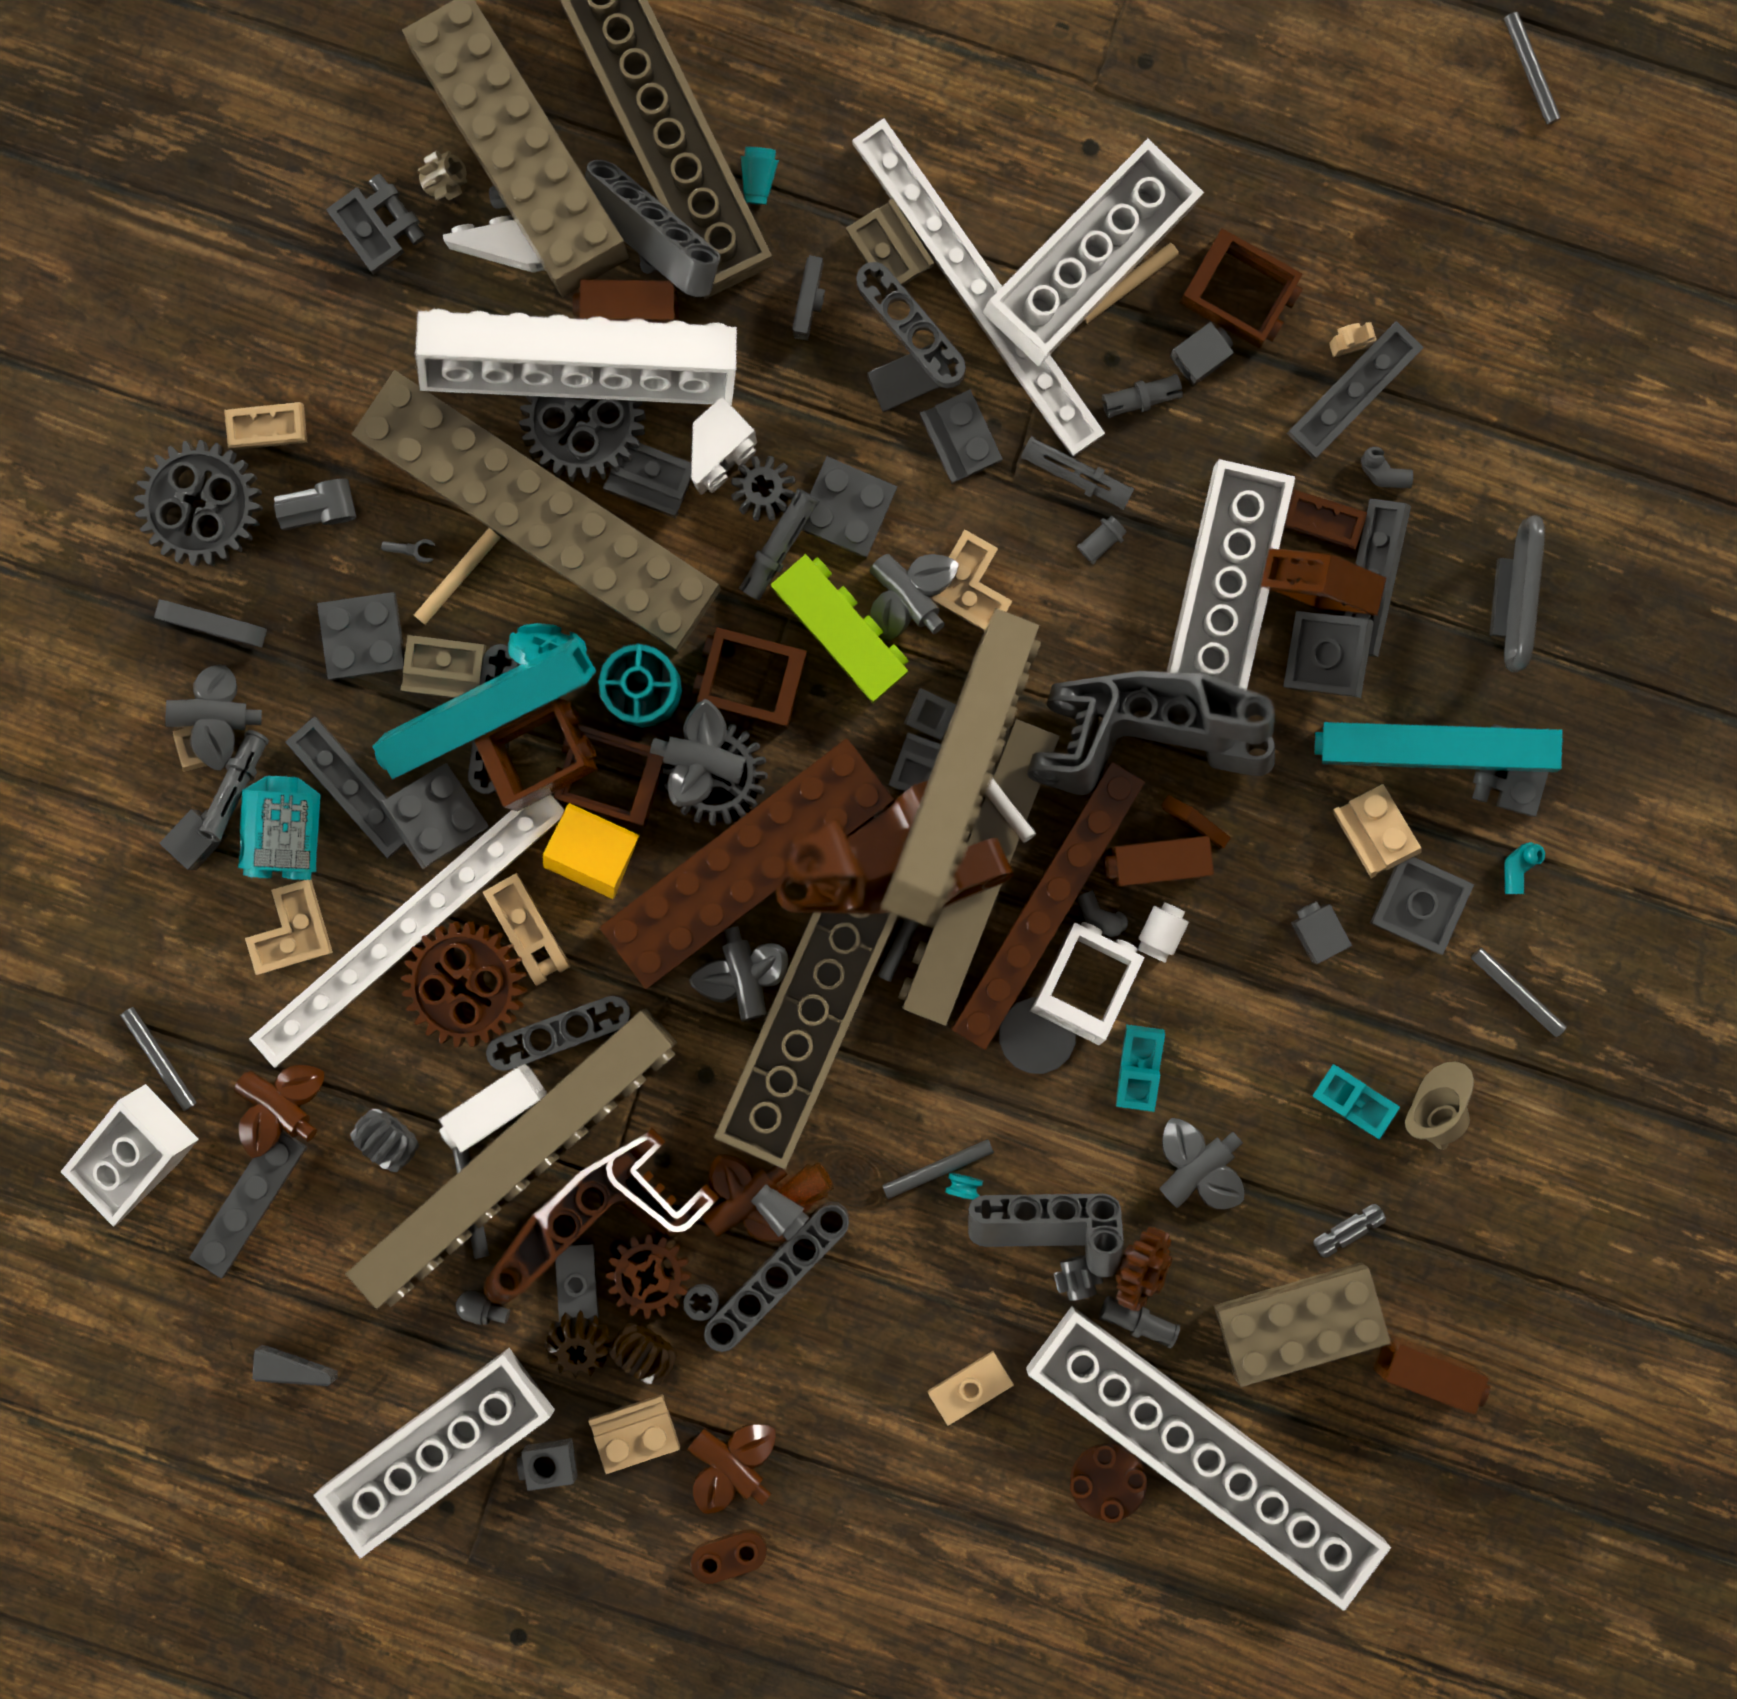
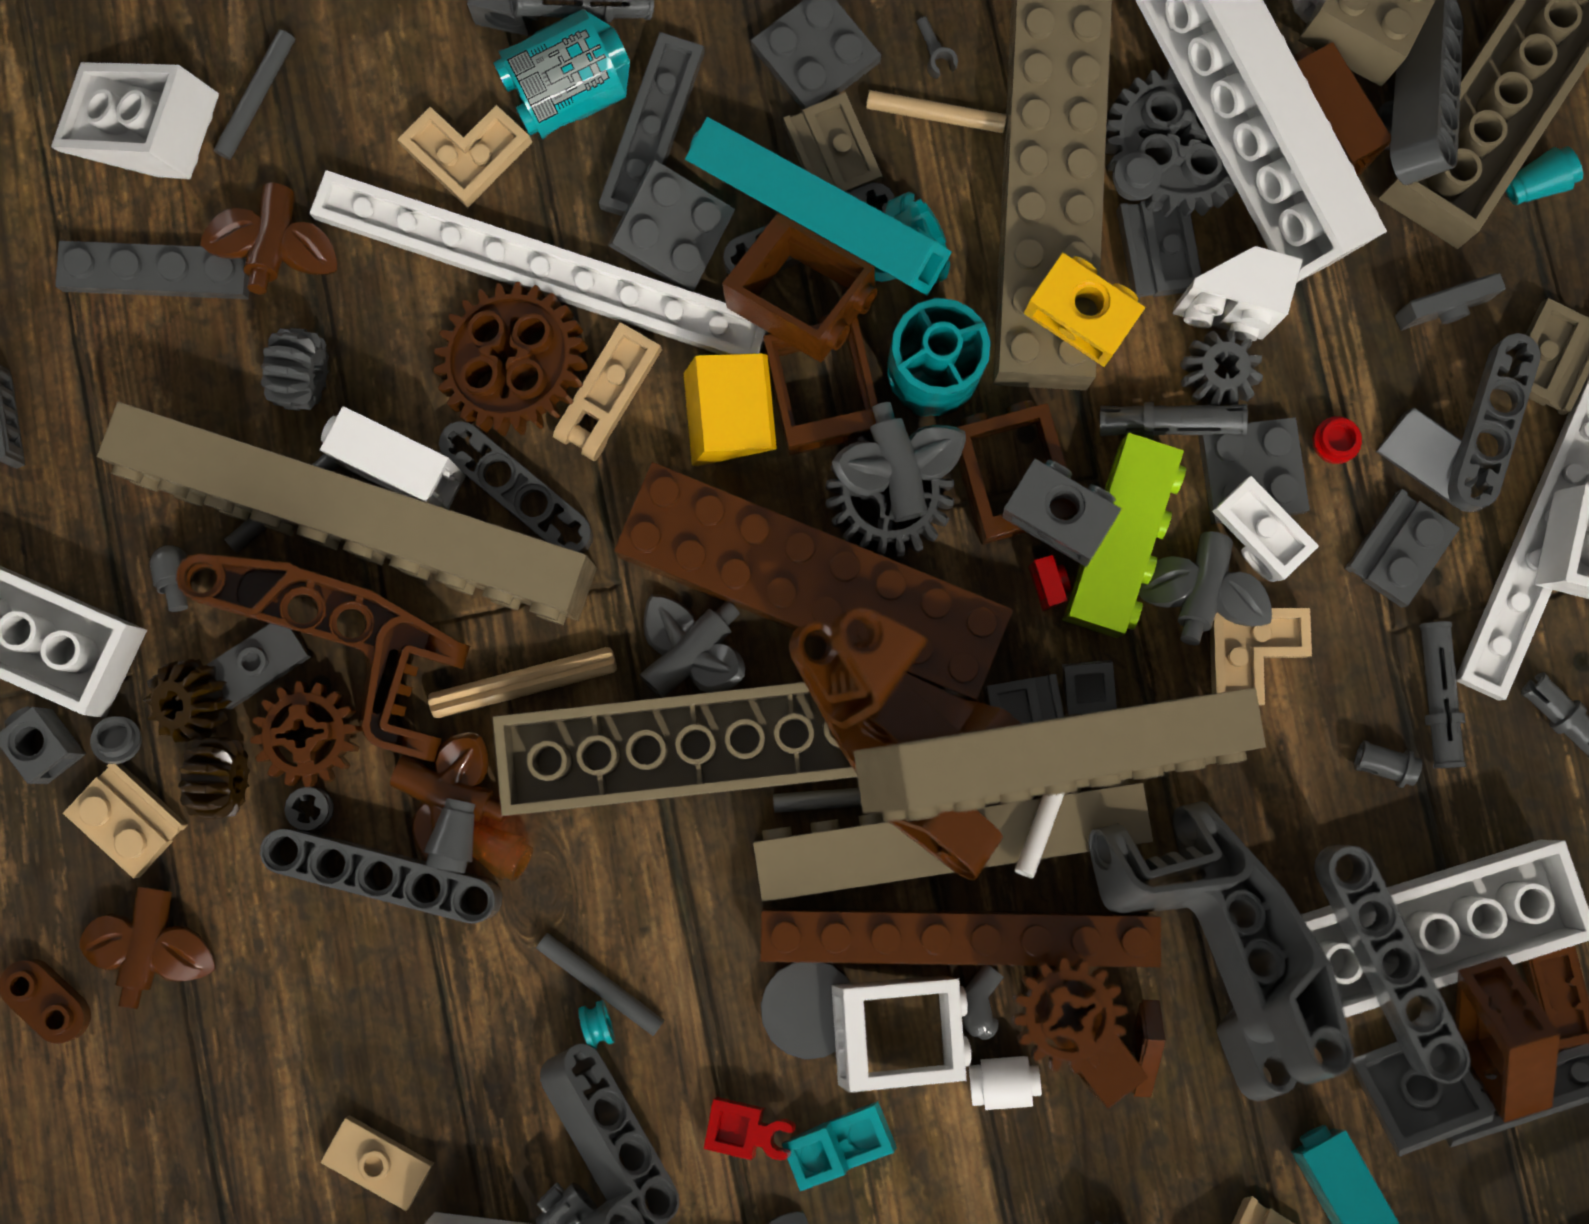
camera: 55 degrees right, 5 degrees down
(575, 1410) = (115, 740): none -> dark grey plate
(593, 470) = (1136, 176): none -> dark grey plate
(656, 587) = (1092, 335): none -> yellow brick
(698, 1105) = (522, 682): none -> tan axle
(823, 665) = (1074, 537): none -> dark grey brick
(842, 697) = (1050, 582): none -> red plate
(859, 435) = (1337, 440): none -> red plate
(892, 529) = (1270, 535): none -> white plate
(1090, 1128) = (738, 1130): none -> red plate
(1153, 866) = (1090, 1004): none -> reddish brown gear
(1246, 622) = (1411, 976): none -> dark grey beam

